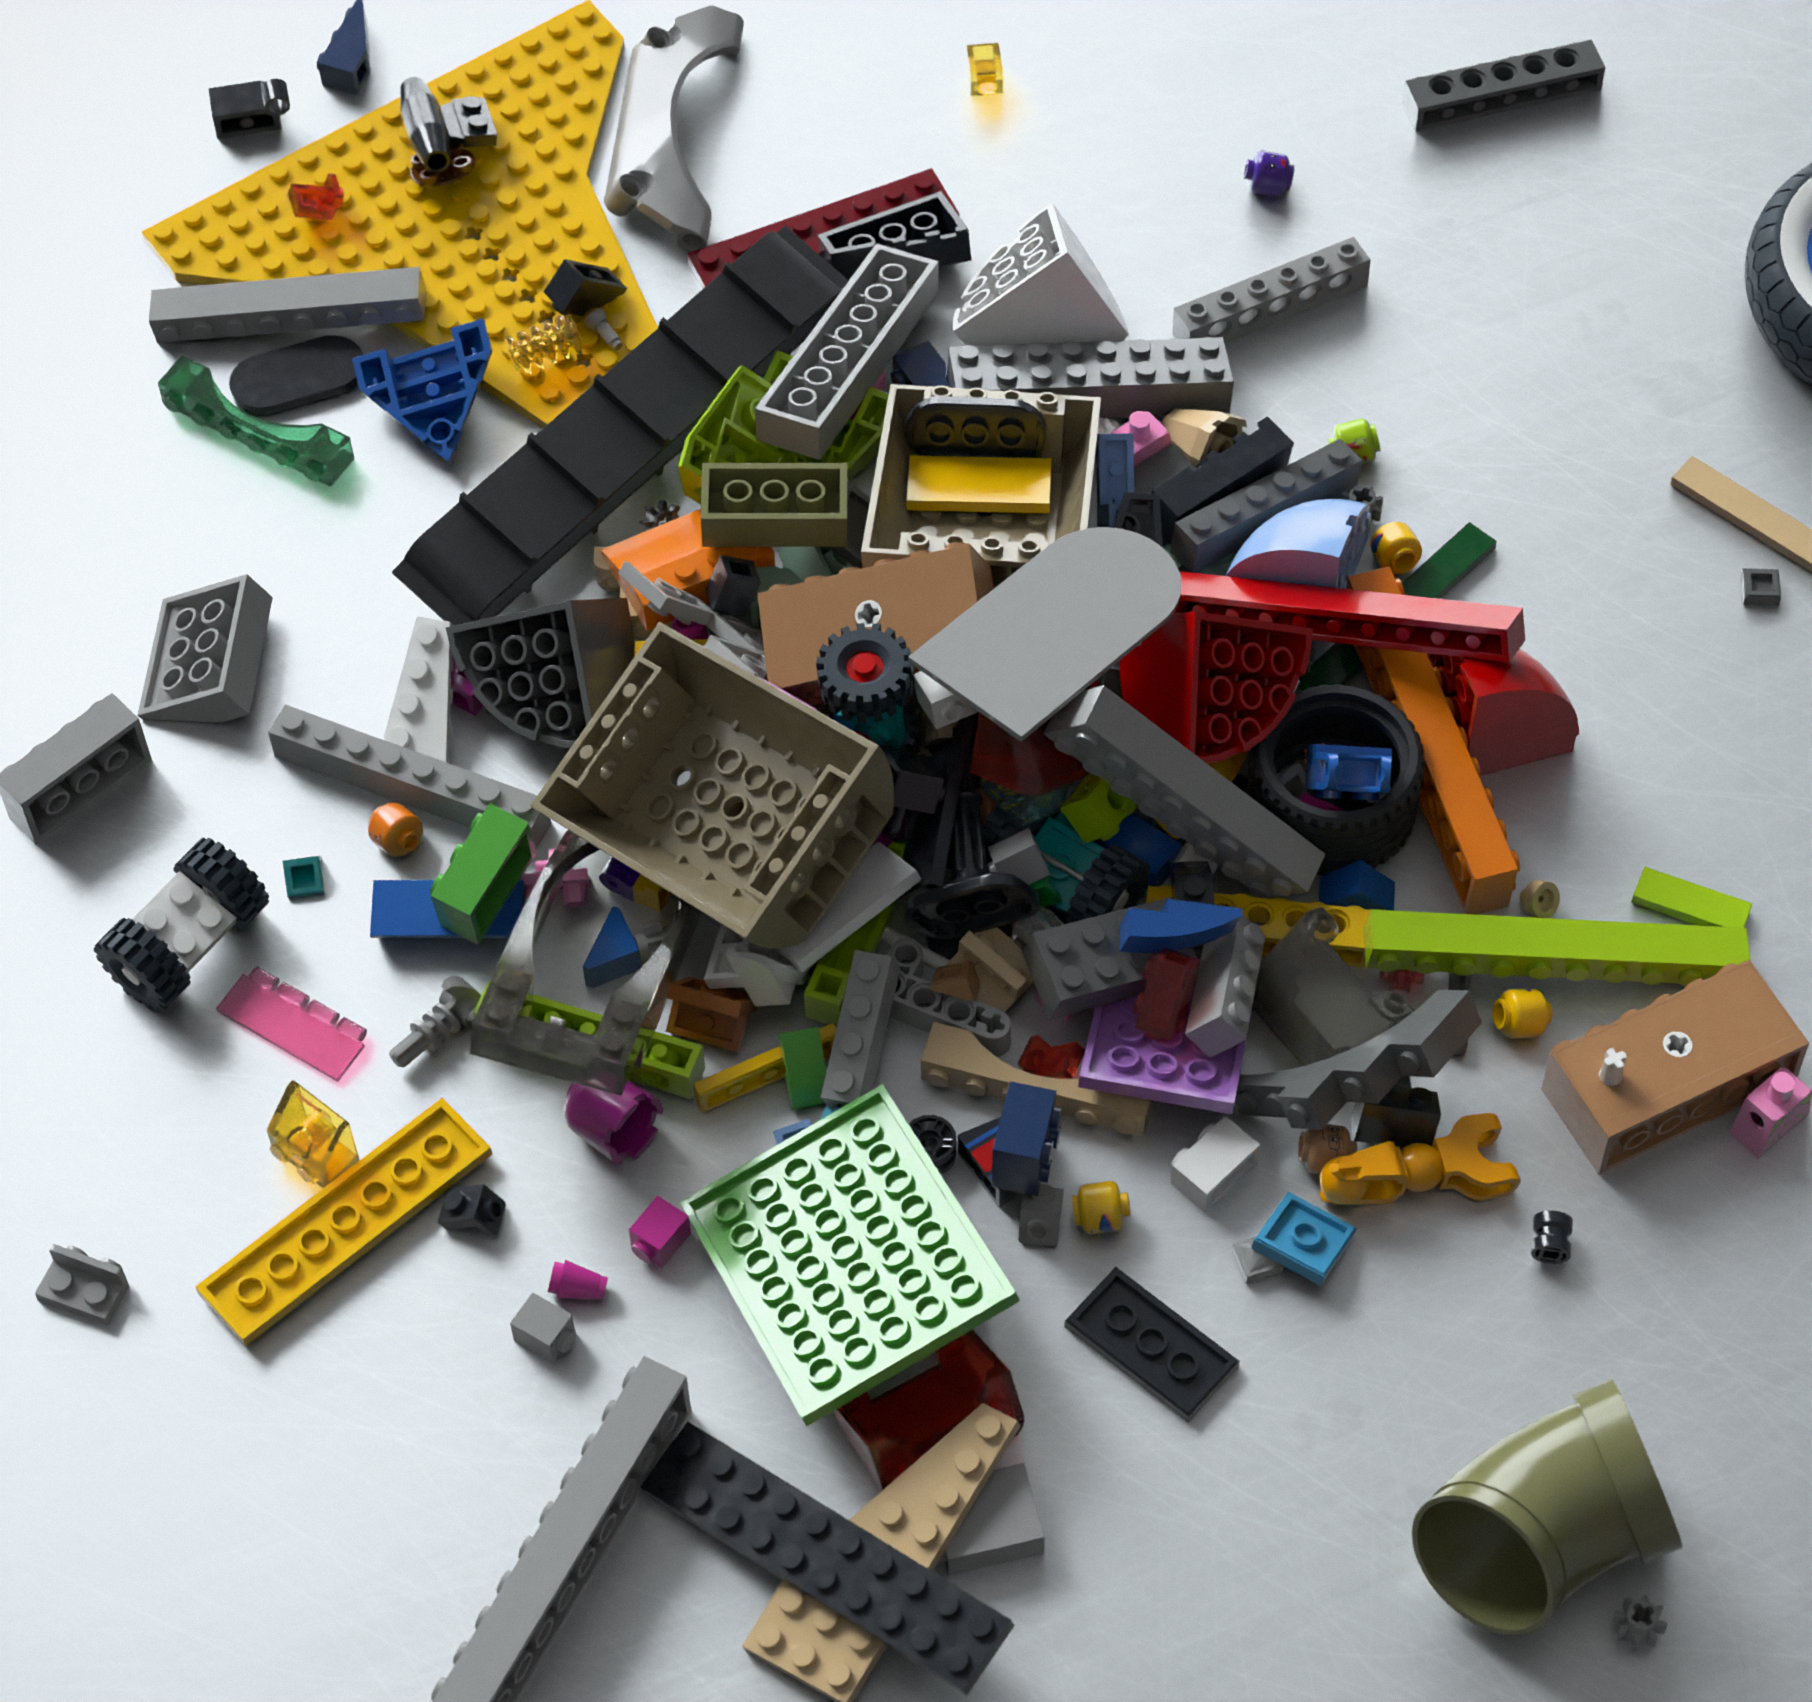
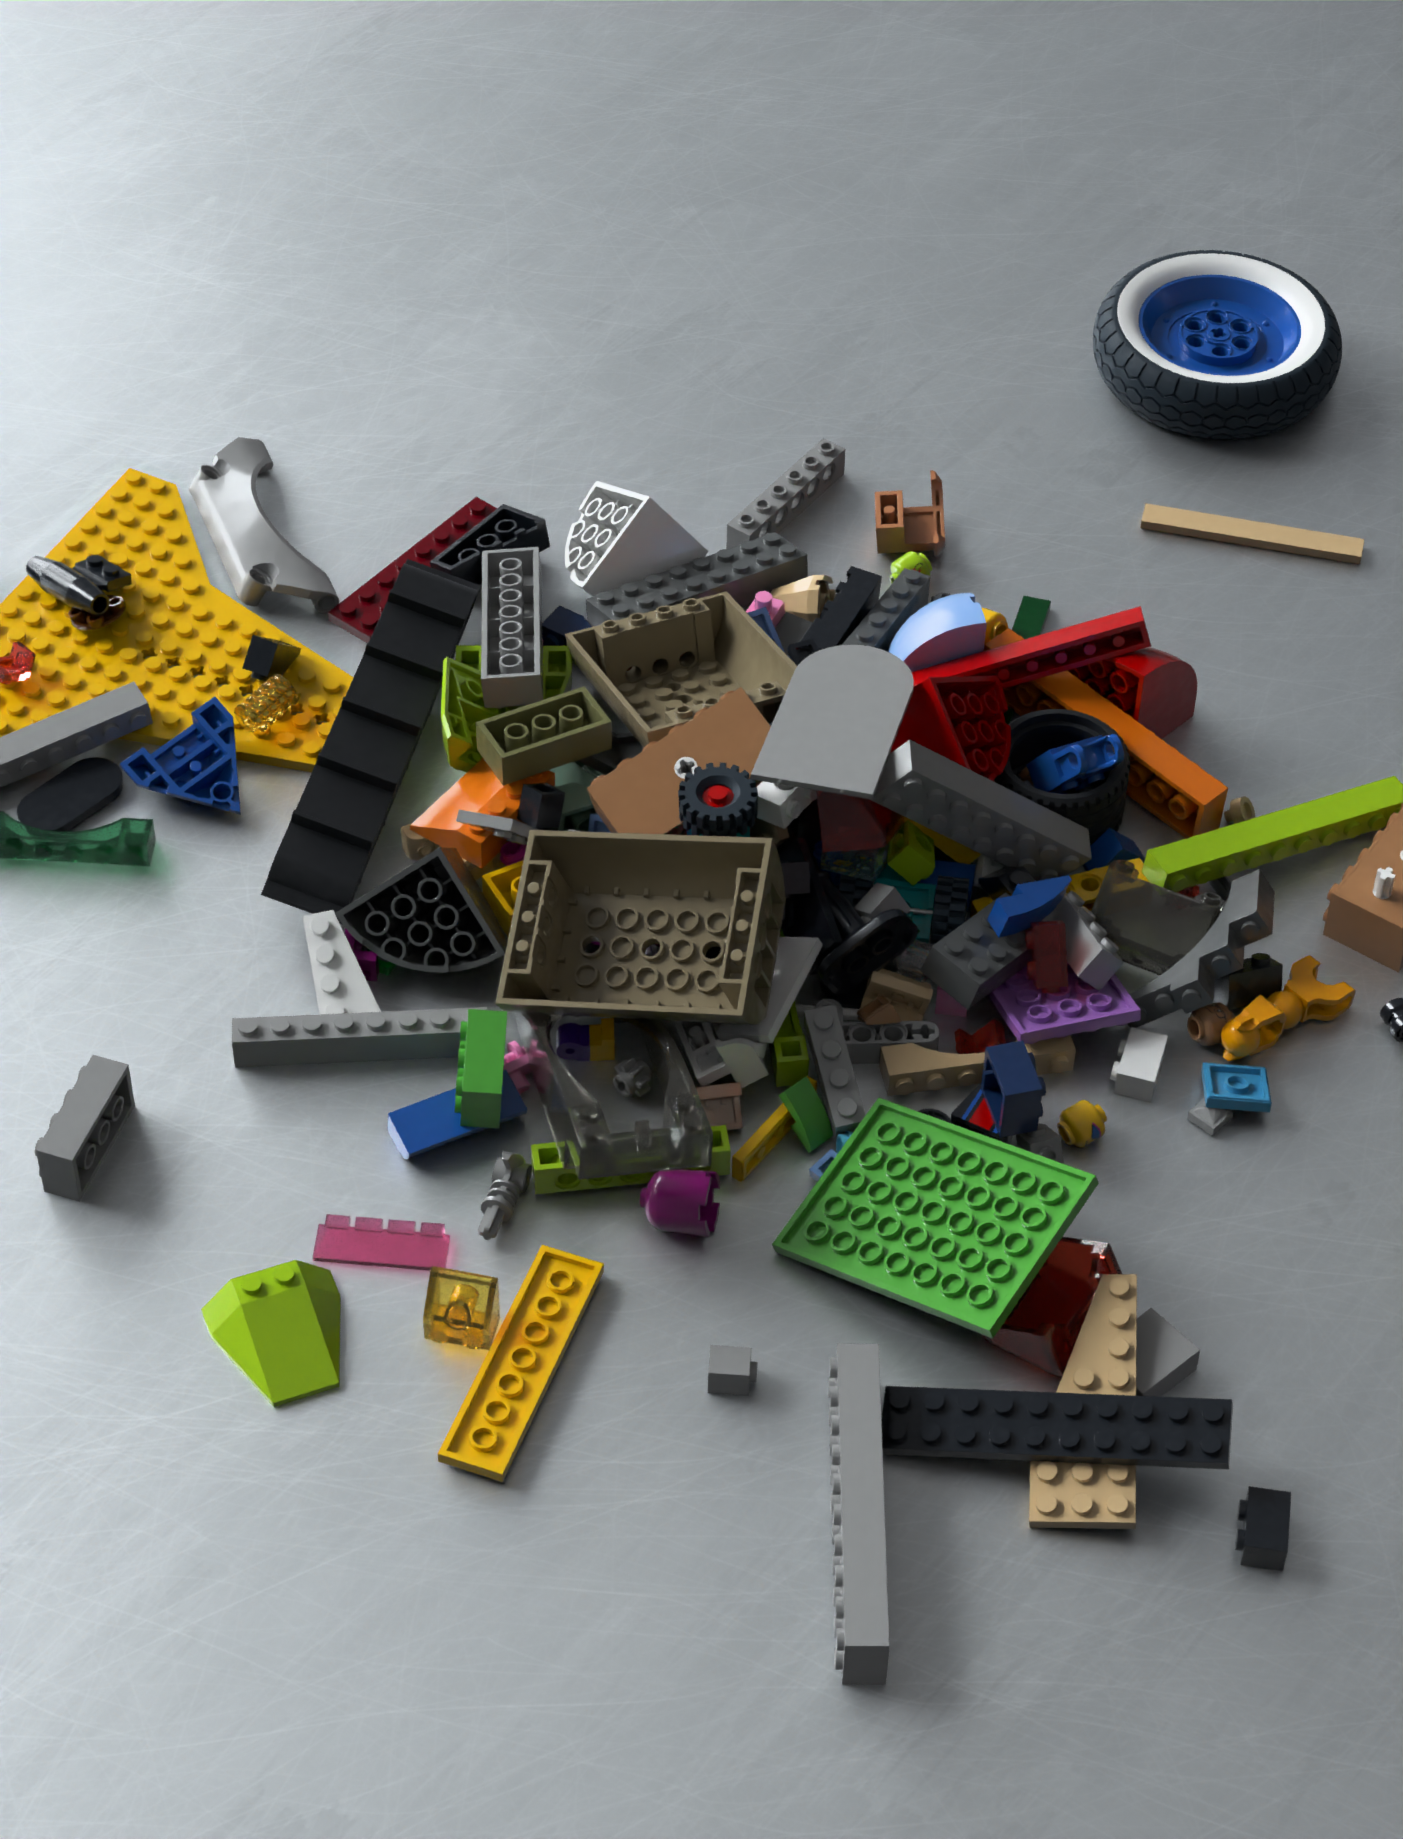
camera: 30 degrees left, 10 degrees down
(83, 1284) = (341, 1491): light grey bracket -> none
(137, 1077) = (280, 1329): none -> lime wedge
(181, 924) = (264, 1174): black plate -> none
(206, 653) = (134, 1009): light grey slope -> none
(303, 876) = (319, 1138): teal slope -> none
(393, 828) = (374, 1077): orange head -> none
(471, 1208) = (615, 1312): black bracket -> none
(576, 1282) = (731, 1330): dark pink cone -> none
(597, 321) = (297, 678): light grey piece -> none
(612, 953) = (607, 1089): blue slope -> none
(658, 513) = (433, 791): black gear -> none
(659, 1232) = (772, 1269): dark pink brick -> none
(975, 427) = (648, 644): black tile -> none
(979, 484) = (674, 680): yellow tile -> none
(984, 69) = (471, 420): clear yellow brick -> none
(1152, 1344) = (1176, 1200): black tile -> none
(1269, 173) = (728, 422): dark purple head -> none
(1388, 386) = (910, 527): none -> nougat piece
(1503, 85) = (853, 315): dark grey brick -> none
(1522, 1013) = (1287, 886): yellow head -> none
(1689, 901) = (1336, 778): lime tile -> none
(1760, 586) = (1246, 569): dark grey tile -> none

